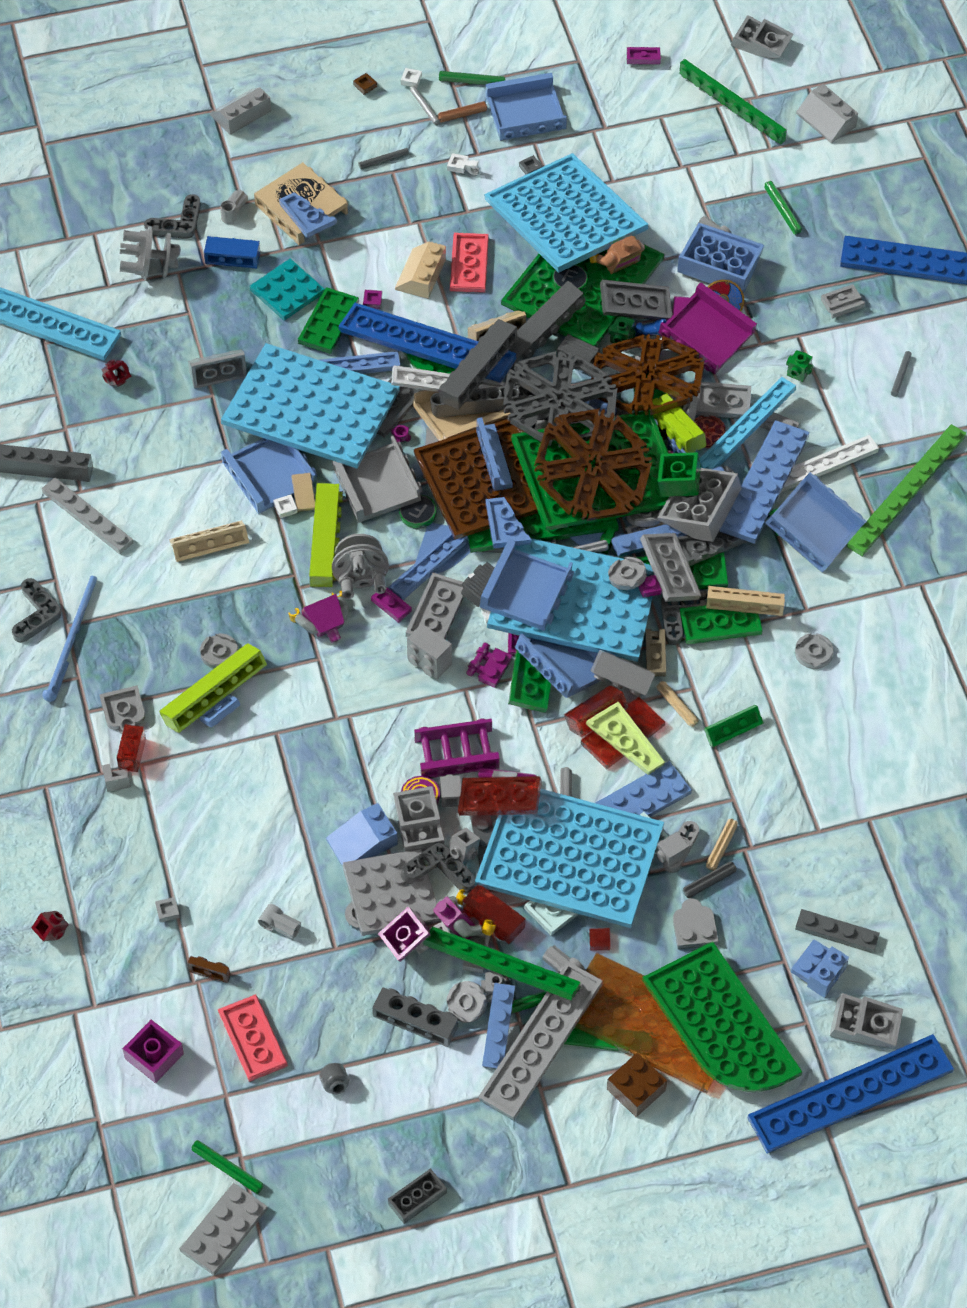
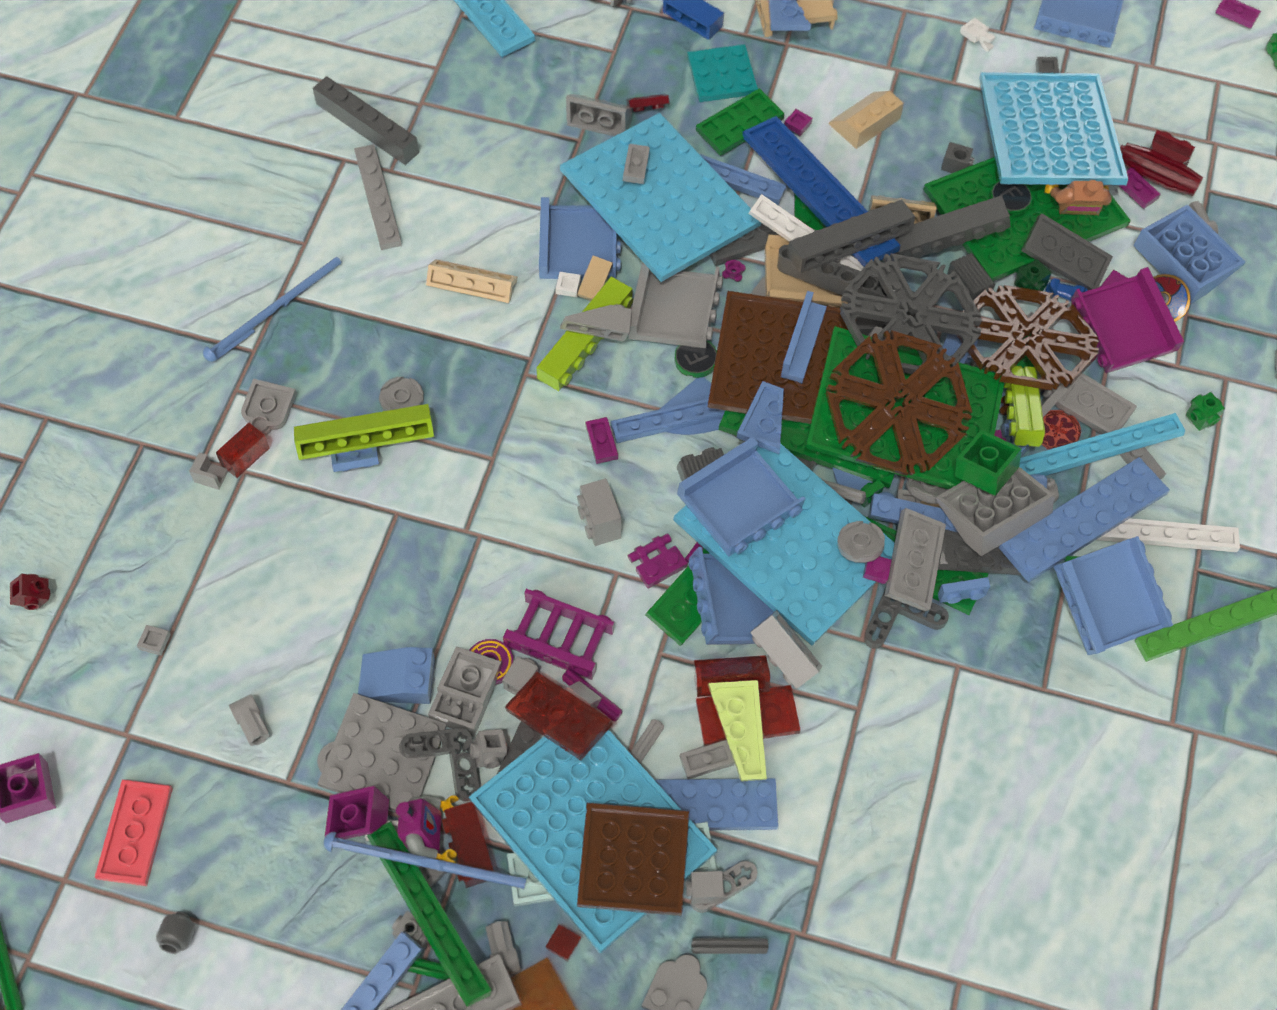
camera: 30 degrees right, 5 degrees up
(42, 611) = (265, 269): dark grey beam -> none
(121, 372) = (500, 81): dark red brick -> none
(203, 967) = (140, 721): reddish brown plate -> none
(251, 336) = (655, 101): none -> dark red plate
(280, 389) = (636, 163): none -> light grey plate
(323, 616) = (524, 417): magenta torso -> none
(341, 516) = (604, 322): none -> light grey slope
(360, 564) = (592, 381): light grey piece -> none
(402, 1018) = (322, 950): dark grey brick -> none
(406, 954) = (331, 841): none -> medium blue bar
(438, 605) = (643, 471): light grey plate -> none
(467, 1001) = (370, 930): light grey tile -> none
(469, 262) = (921, 133): coral tile -> none
(510, 269) = (957, 158): none -> dark grey brick
(614, 855) = (633, 859): none -> reddish brown plate
(615, 774) = (707, 759): none -> light grey plate
(655, 652) = (842, 645): dark tan plate -> none
(657, 228) = (1140, 189): none -> magenta plate
(662, 199) = (1164, 163): none -> dark red plate
(677, 703) = (828, 718): tan axle -> none
(708, 624) = (936, 650): green plate -> none
(714, 571) = (961, 590): none -> medium blue plate
(721, 844) = (770, 911): tan axle -> none
(733, 725) = (873, 778): green plate -> none
(745, 601) = (974, 644): tan fence -> none
(814, 651) = (1021, 741): light grey tile -> none

